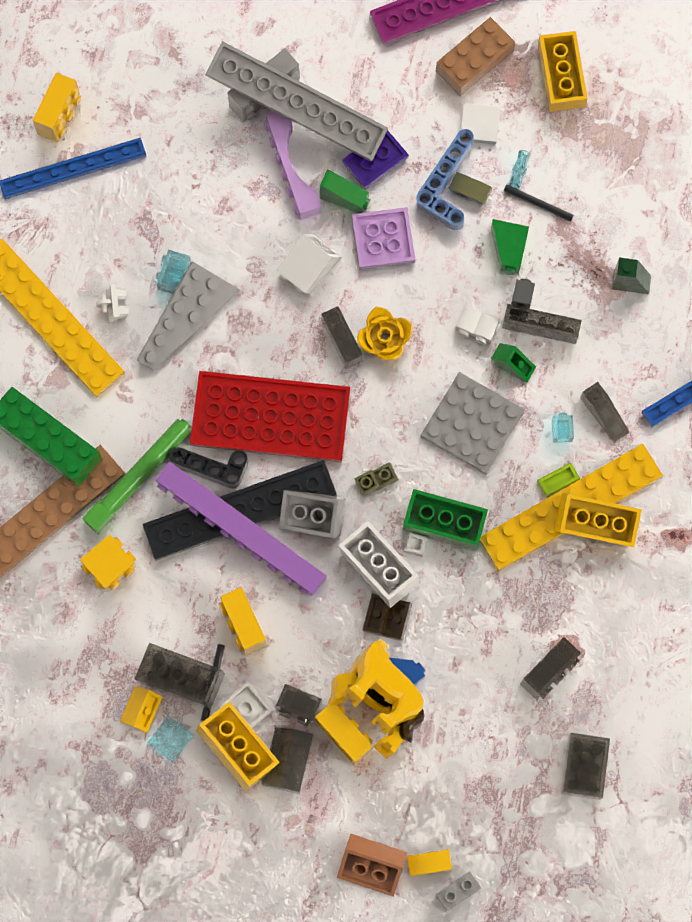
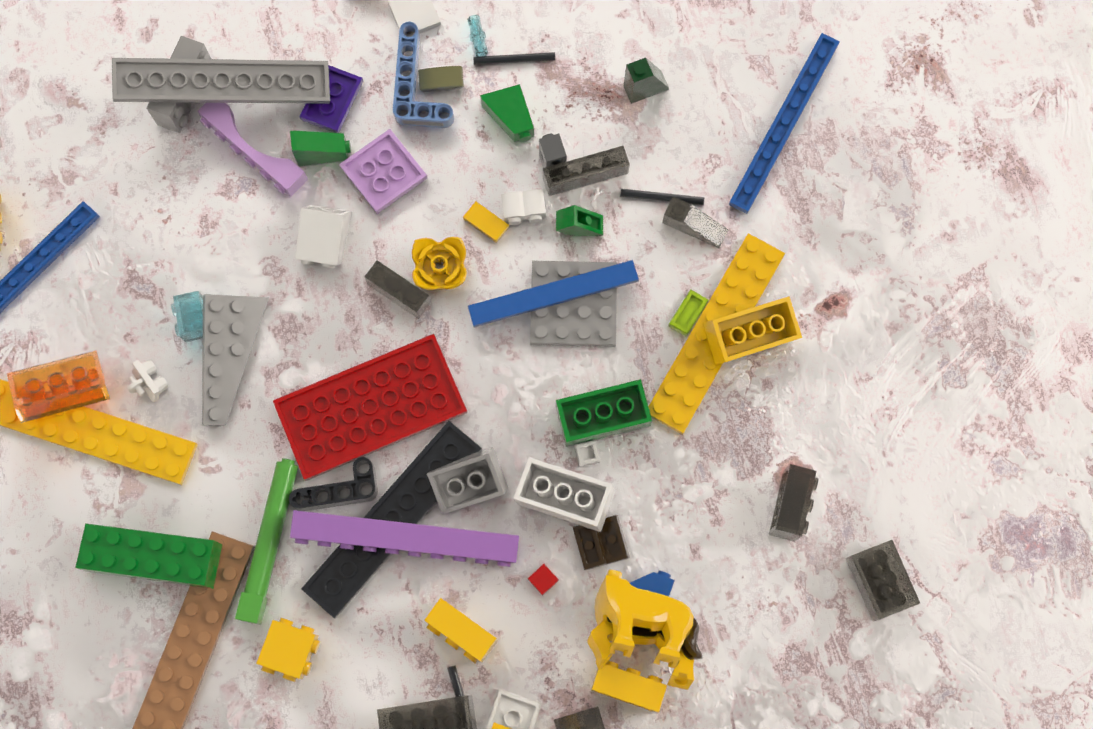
camera: 30 degrees left, 0 degrees up
(46, 272) = (58, 386): none -> clear orange brick
(299, 705) = (566, 684): clear smoke brick -> none
(327, 619) = (543, 579): none -> red tile
(376, 479) = (511, 410): olive slope -> none
(440, 321) = (486, 222): none -> yellow tile
(460, 406) = (553, 293): none -> blue tile
(562, 428) = (664, 260): clear light blue brick -> none
(590, 376) = (657, 196): none -> black bar

